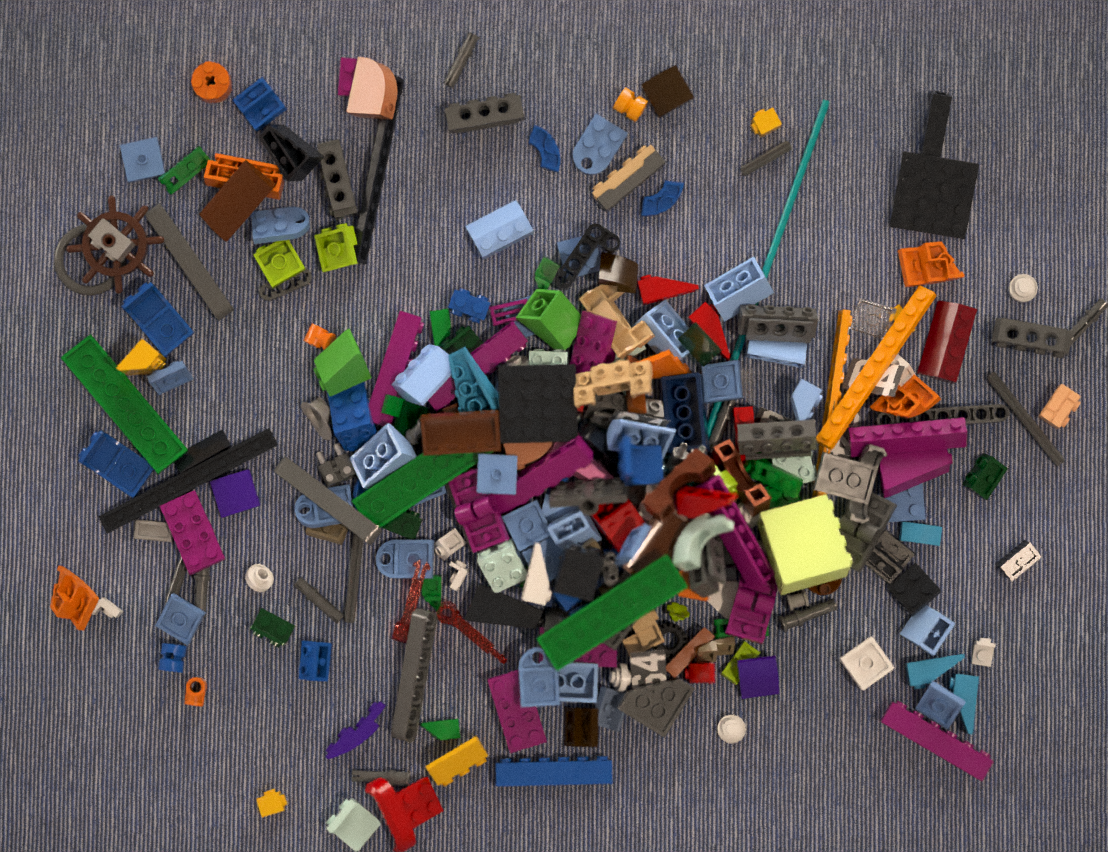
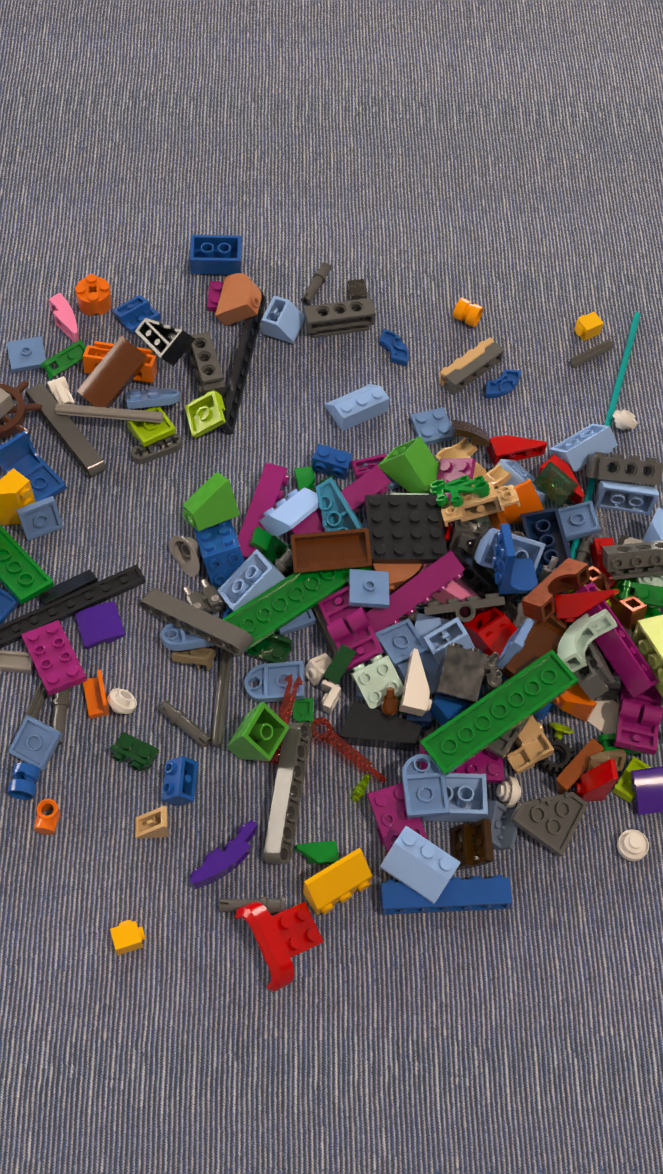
camera: 10 degrees left, 25 degrees down
(180, 210) = (60, 390): none -> white piece
(181, 111) = (64, 316): none -> bright pink slope
(234, 570) = (96, 696): none -> orange panel
(235, 250) = (109, 413): none -> light grey axle
(291, 700) = (153, 824): none -> tan slope
(319, 337) = (186, 487): orange piece -> none
(347, 23) = (215, 254): none -> blue brick
(353, 824) = (220, 958): light aqua bracket -> none
(387, 622) = (258, 734): none -> bright green slope
(421, 118) = (282, 320): none -> light blue slope
(466, 547) = (339, 663): none -> dark green sticker
(482, 668) = (360, 788): none -> clear neon green piece
(506, 74) = (356, 289): none -> clear smoke brick
(512, 591) = (389, 702): none -> reddish brown cylinder
(530, 751) = (420, 864): none -> light blue slope
(546, 273) = (402, 436): green slope -> none
(577, 354) = (457, 486): none -> green plant
(582, 258) = (446, 404): black beam -> none
(599, 144) = (441, 343): medium blue plate -> none
(647, 668) = (538, 777): sticker -> none
(667, 91) = (499, 305): dark brown slope -> none
(789, 252) = (624, 420): none -> white plate

